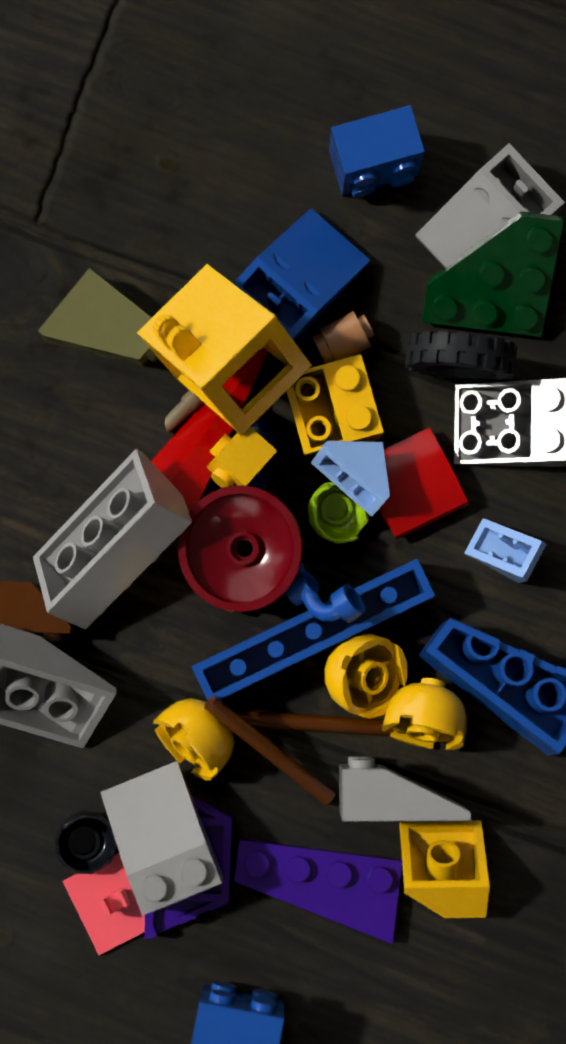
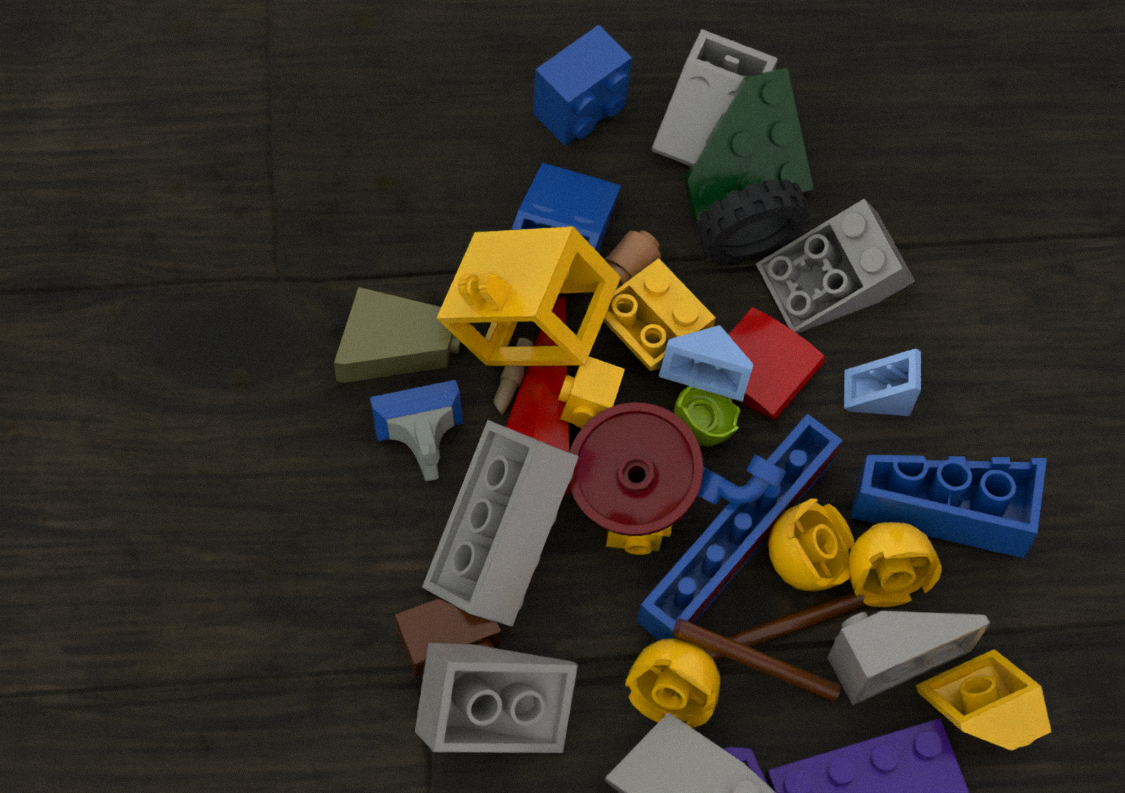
camera: 30 degrees left, 20 degrees down
(91, 412) = (419, 420): none -> piece

